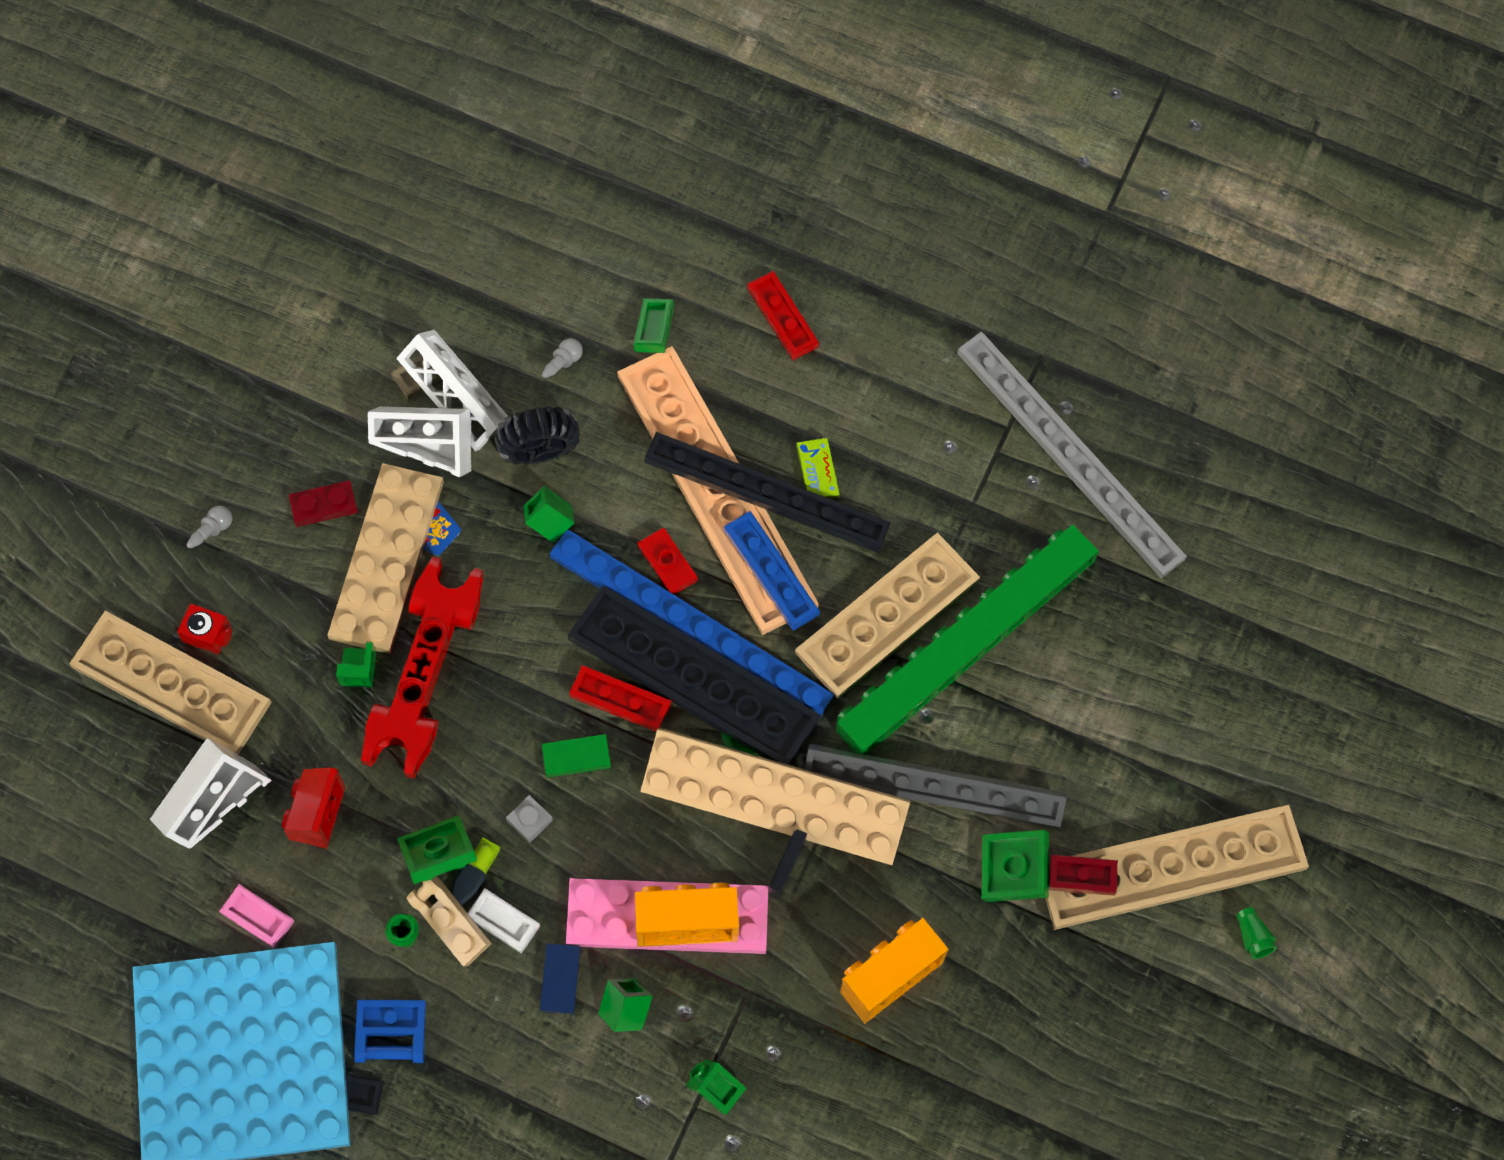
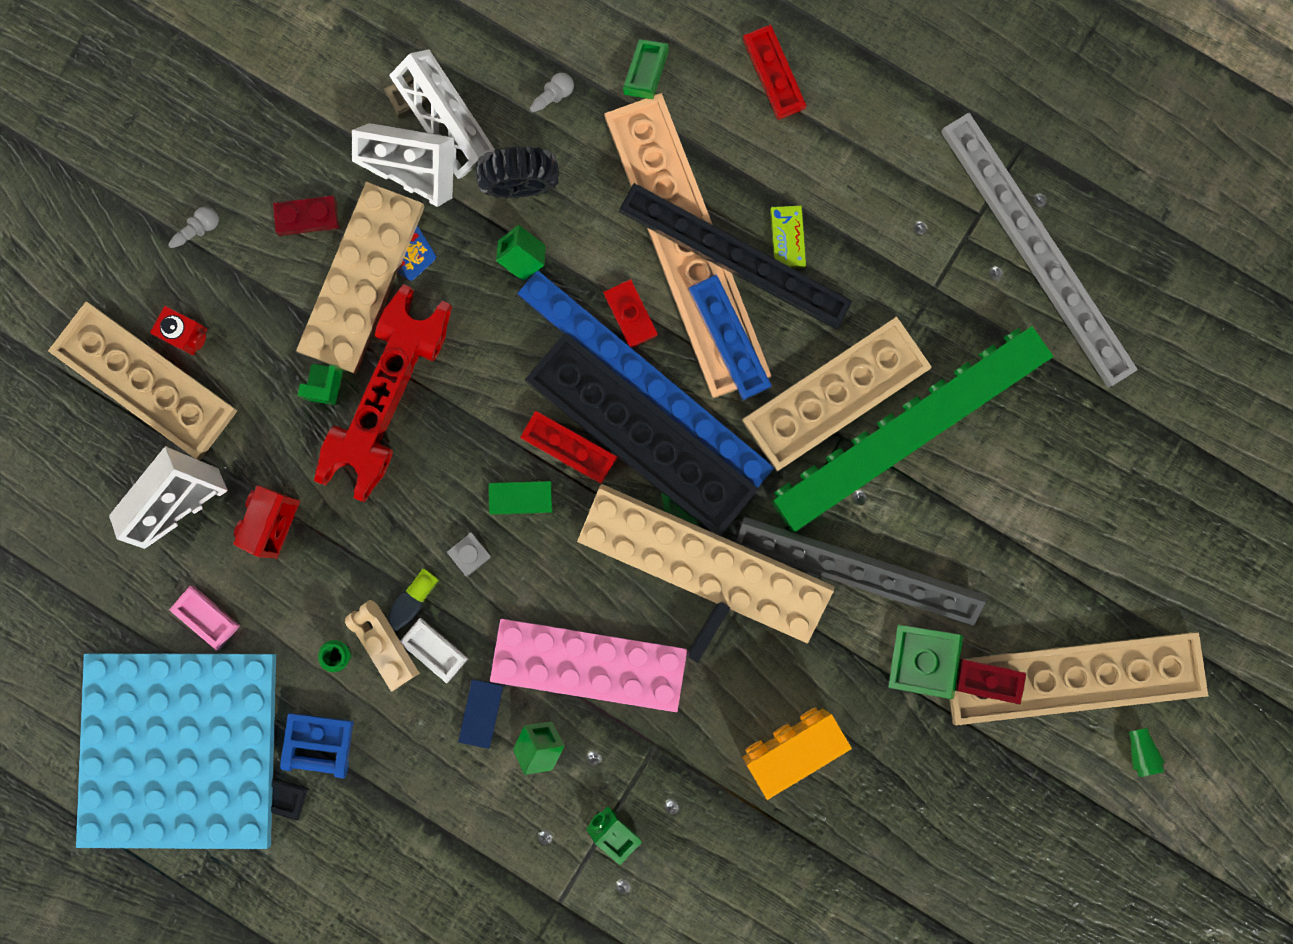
camera: 10 degrees right, 15 degrees up
(436, 849) = (376, 579): green plate -> none
(686, 915) = (603, 680): light orange brick -> none

